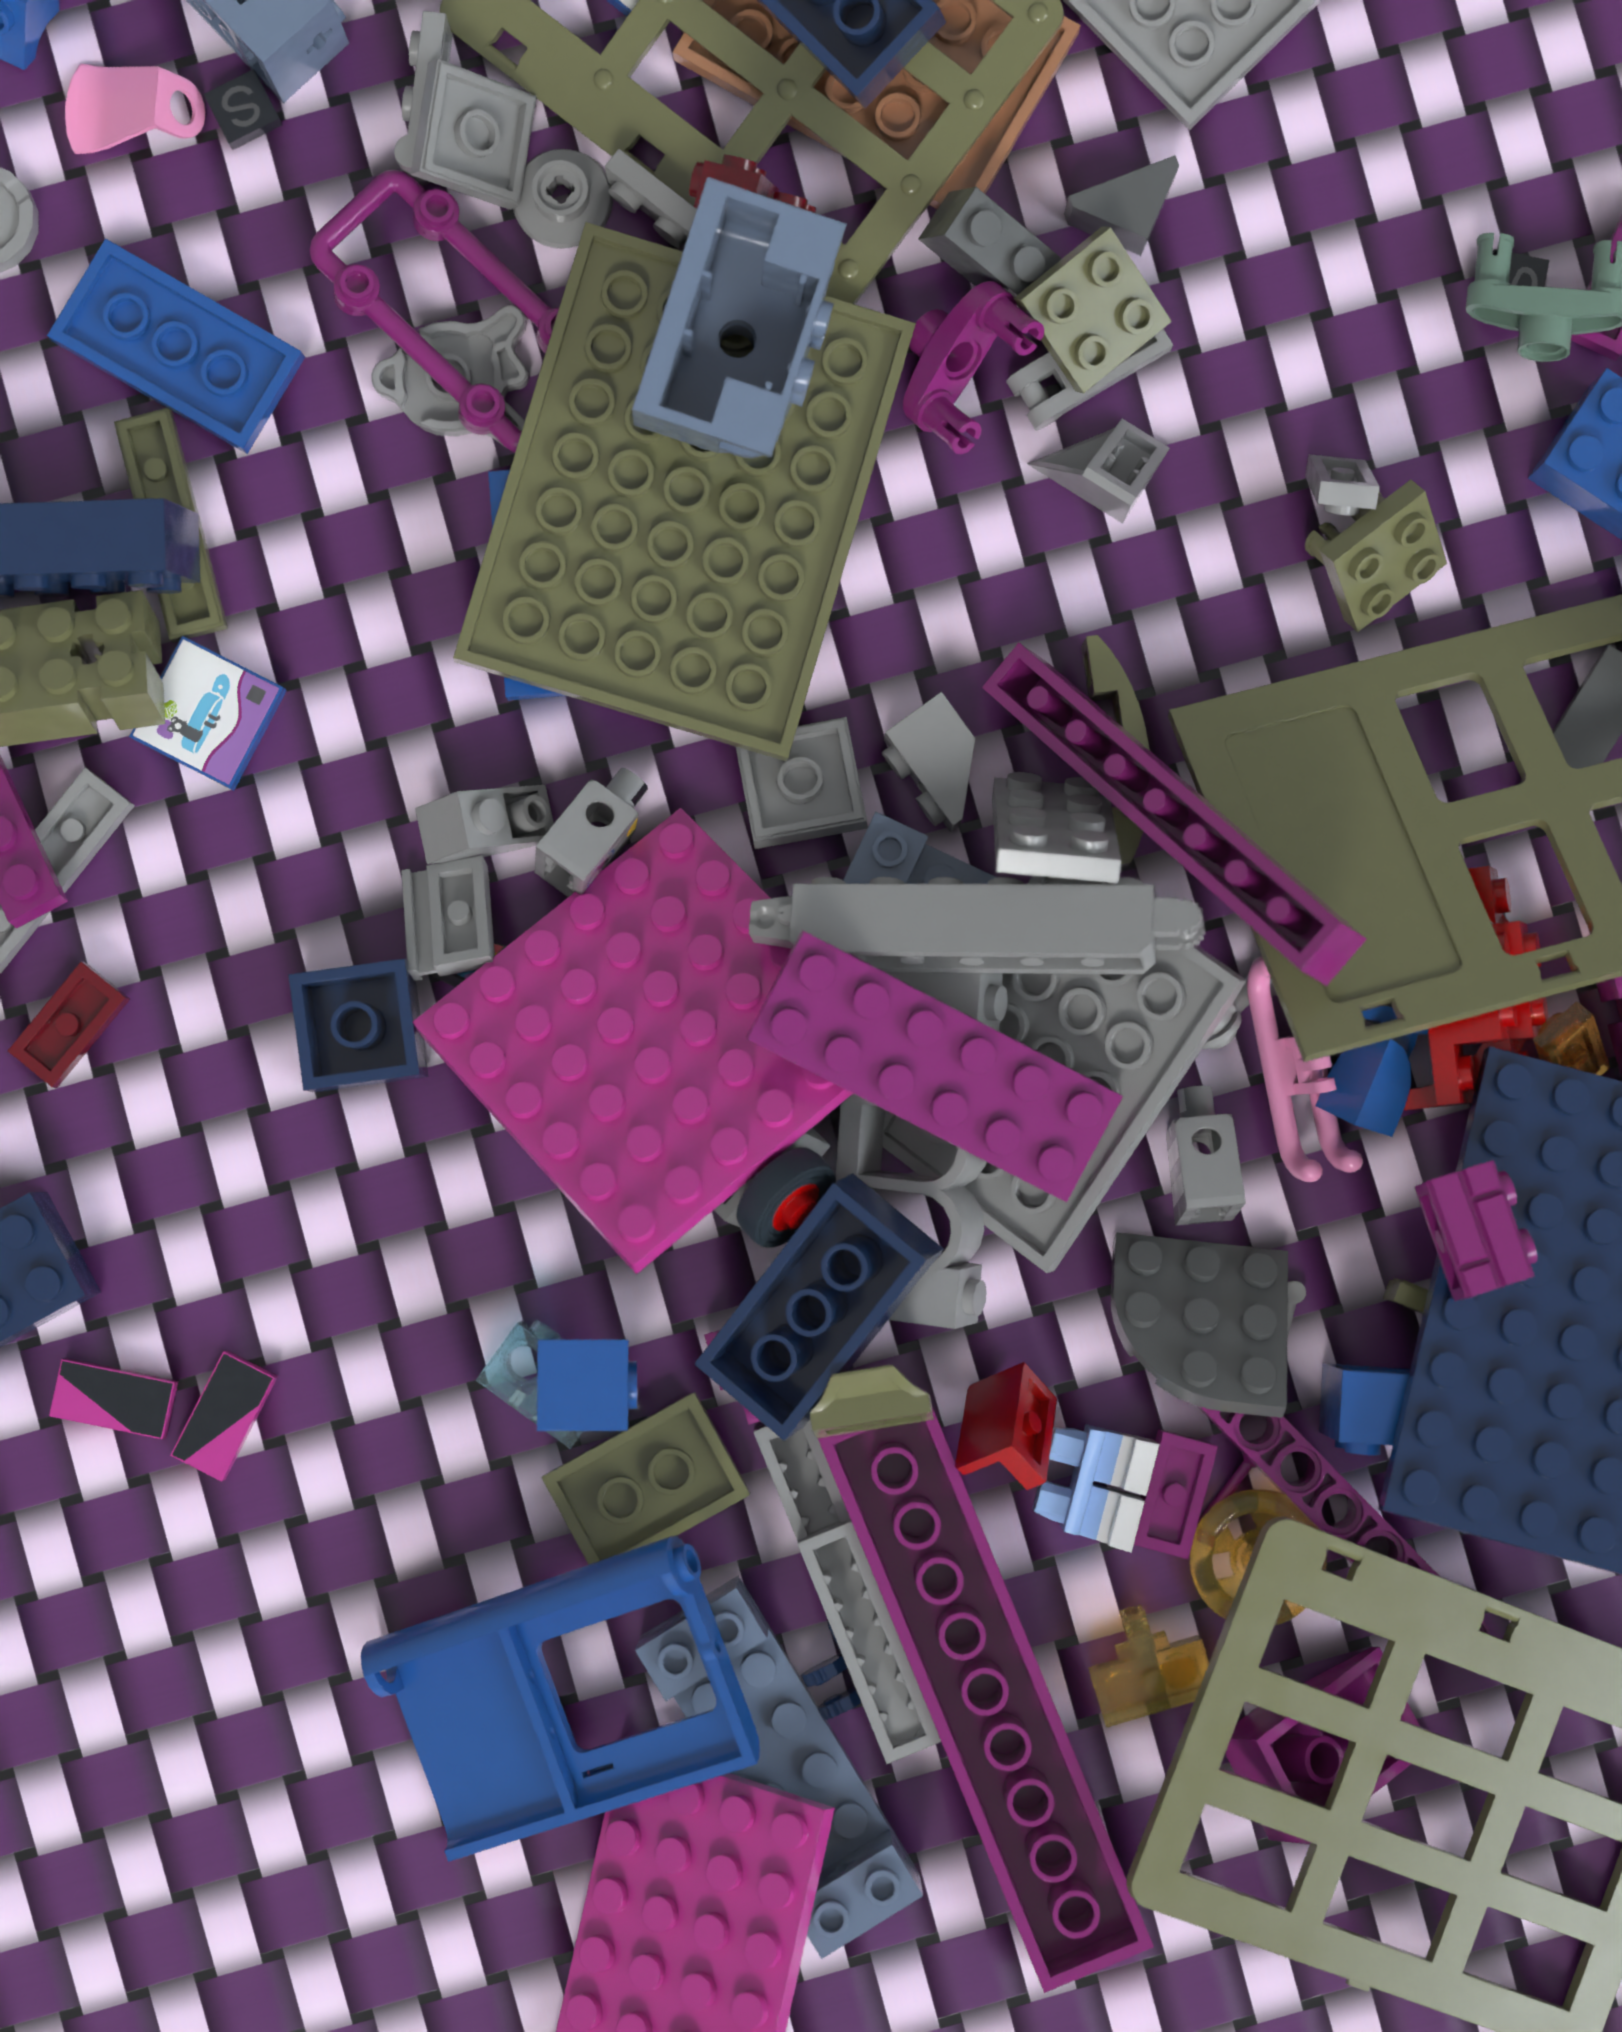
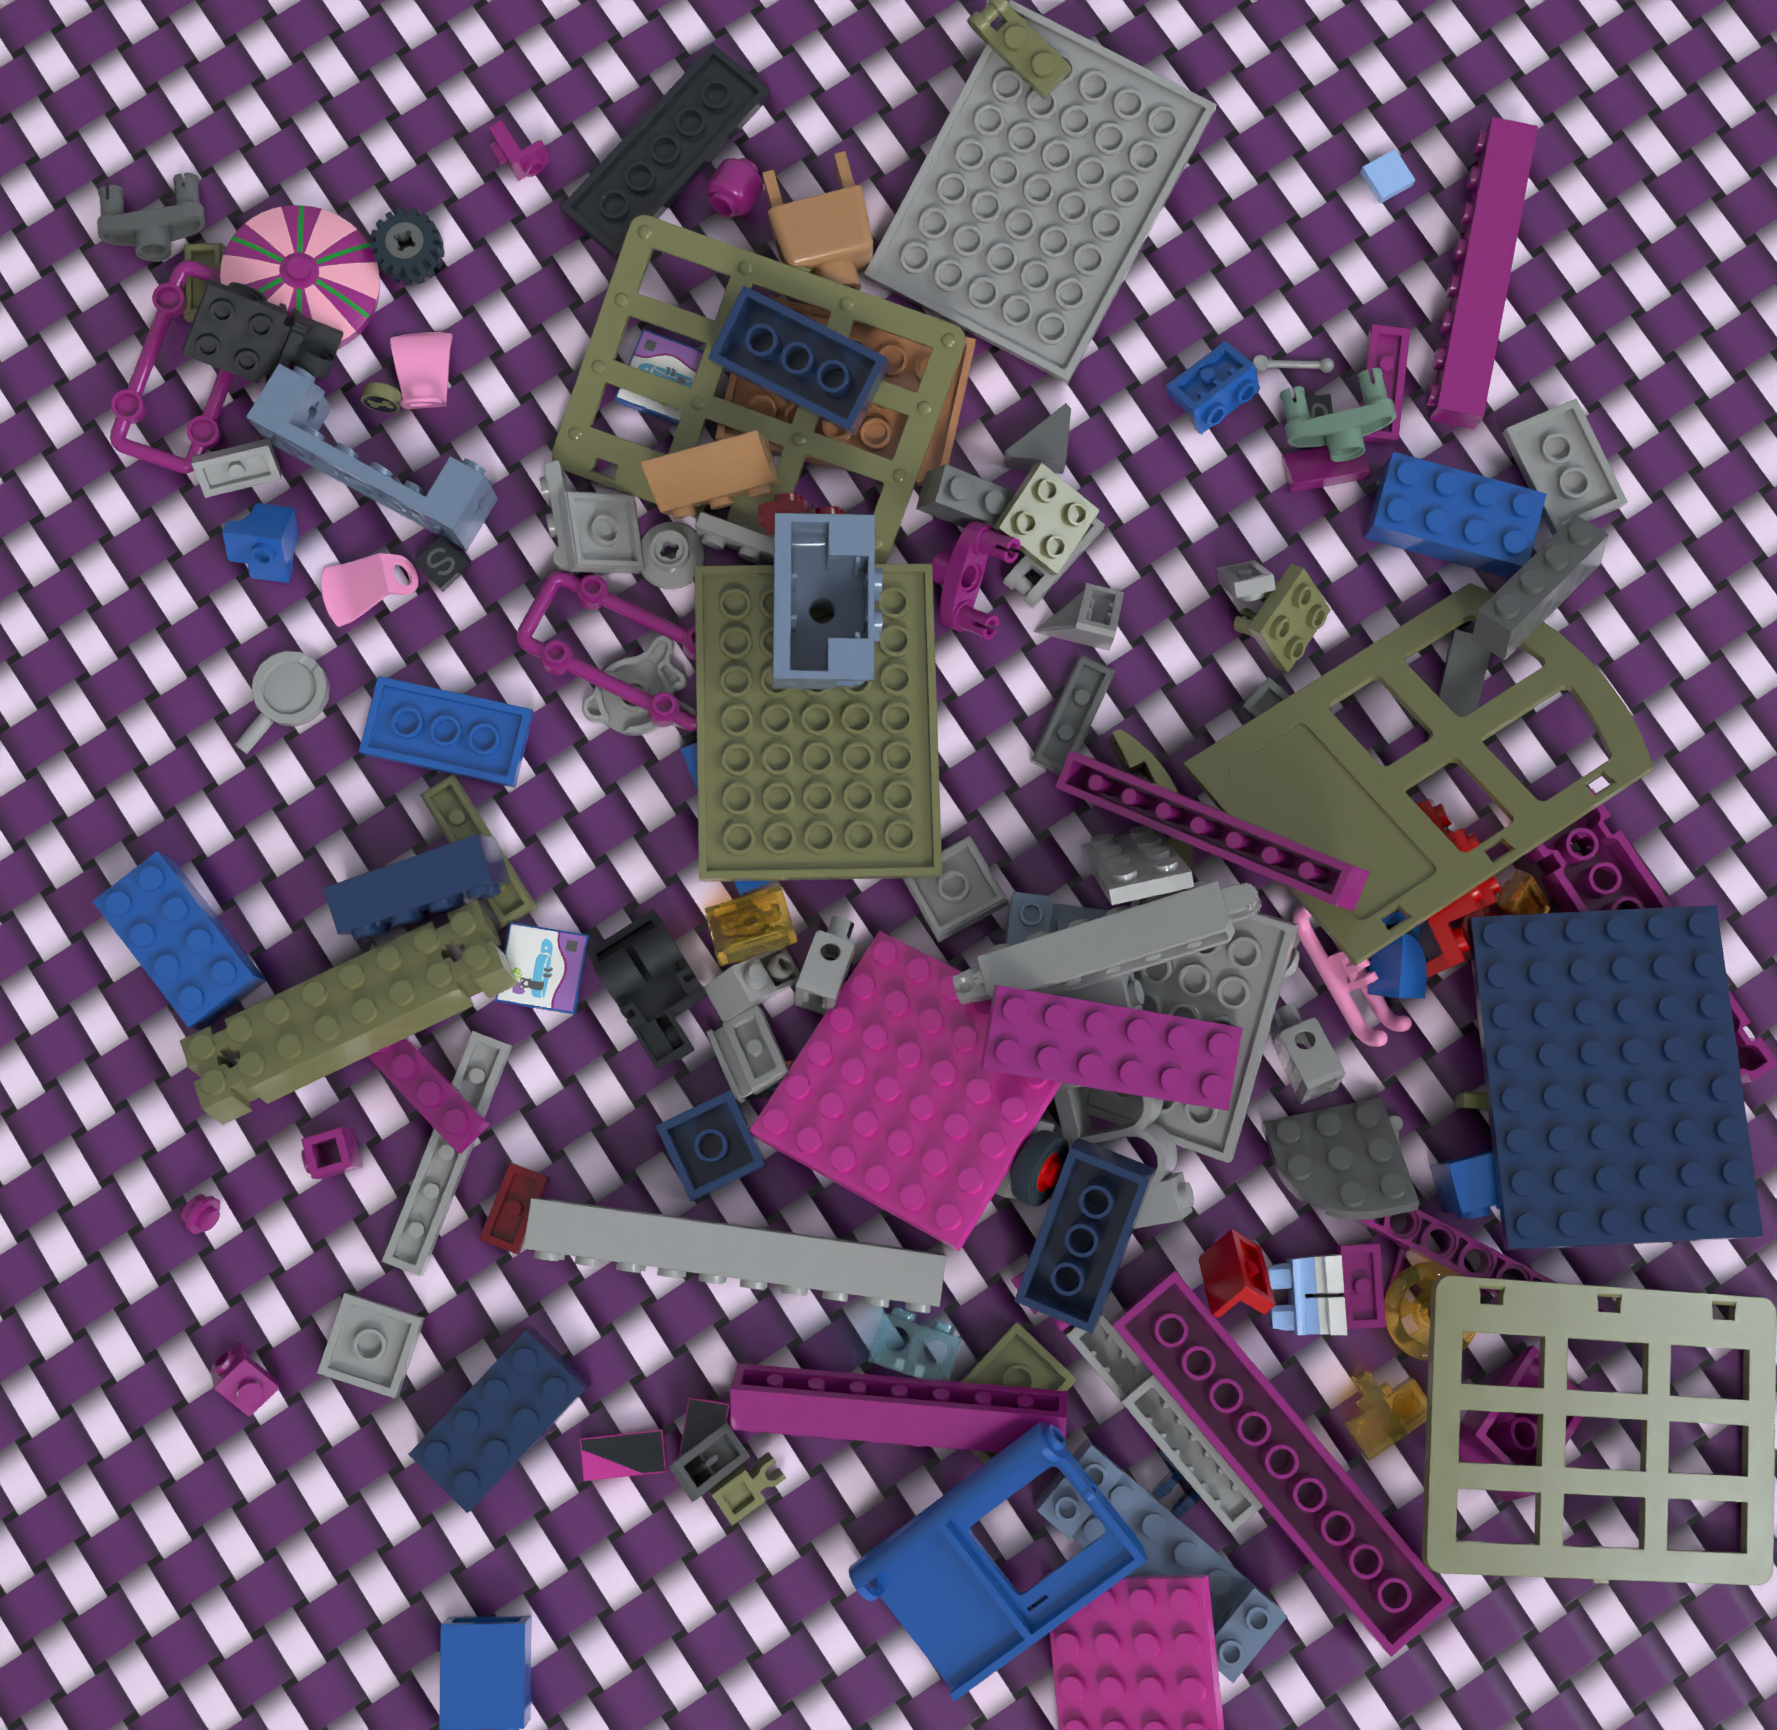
camera: 15 degrees left, 5 degrees down
(220, 1445) = (708, 1461): none -> dark grey slope
(253, 1497) = (740, 1490): none -> olive plate
(342, 1176) = (734, 1251): none -> light grey brick
(343, 782) = (649, 985): none -> black plate
(485, 1452) = (889, 1408): none -> magenta brick
(505, 744) = (750, 925): none -> clear yellow plate
(585, 1385) = (945, 1339): blue head -> none
(649, 99) = (712, 474): none -> medium nougat slope
(868, 1402) = (1141, 1287): olive slope -> none
(937, 755) = (1039, 842): light grey slope -> none
(1044, 593) = (1073, 713): none -> dark grey tile
(1312, 656) = (1264, 698): none -> dark grey plate
(1391, 198) = (1214, 386): none -> blue bracket
(1469, 186) = (1262, 363): none -> light grey hinge
(1477, 1230) = (1506, 1041): magenta brick -> none
(1492, 361) = (1315, 469): none -> magenta slope

